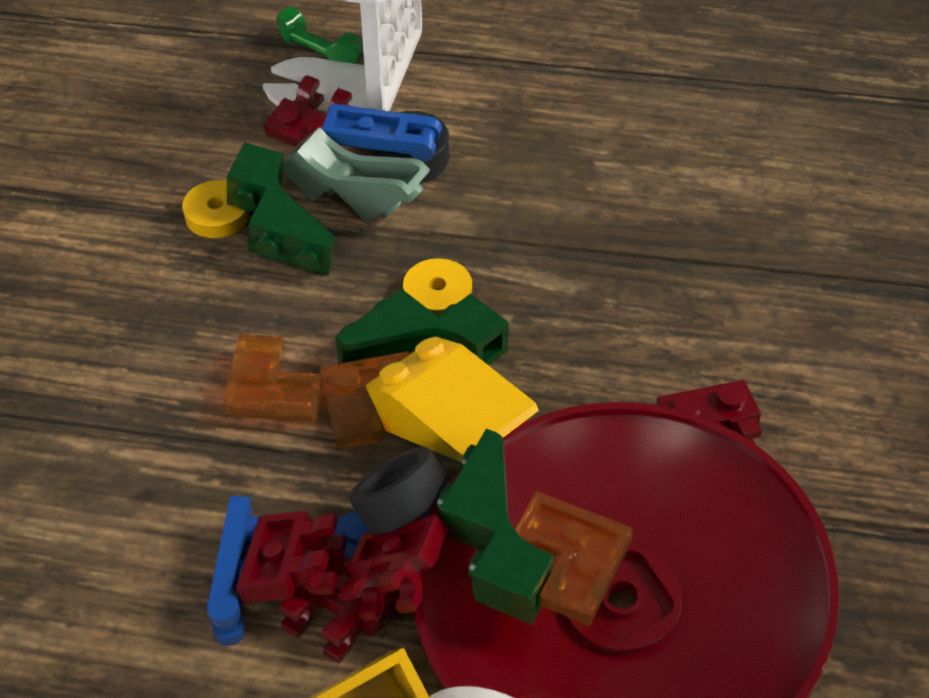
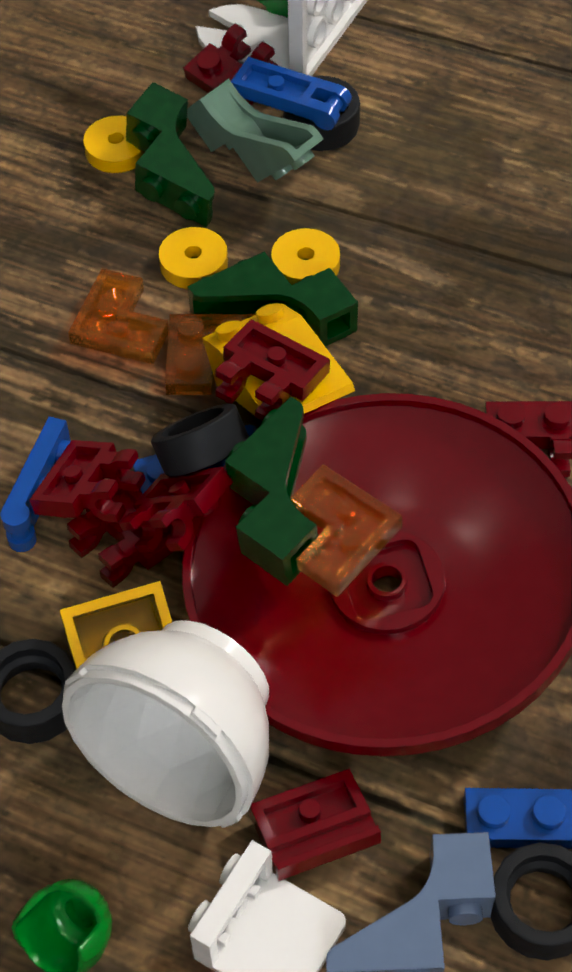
camera: 15 degrees right, 5 degrees up
(322, 292) = (182, 245): none -> yellow piece
(455, 394) = (273, 358): none -> dark red plate

